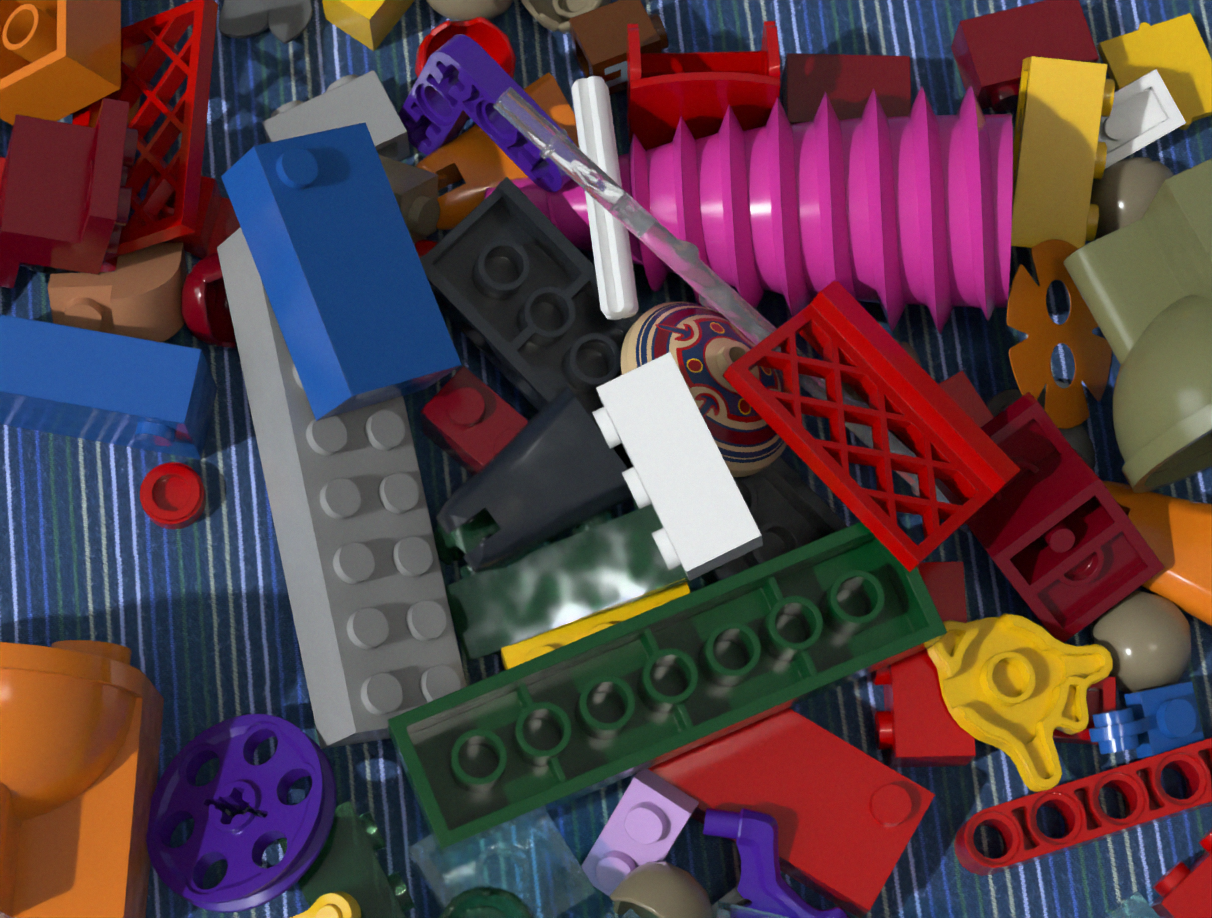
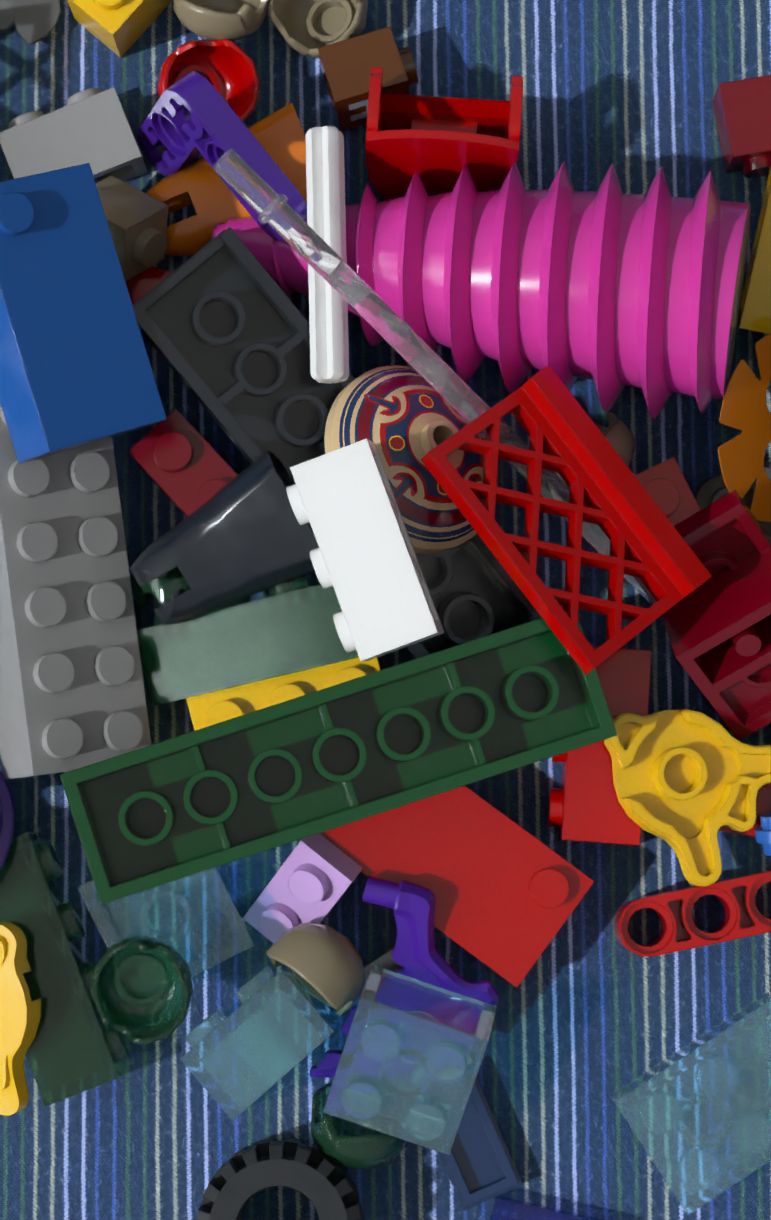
camera: 15 degrees right, 10 degrees up
(847, 83) = (590, 144): dark red brick -> none

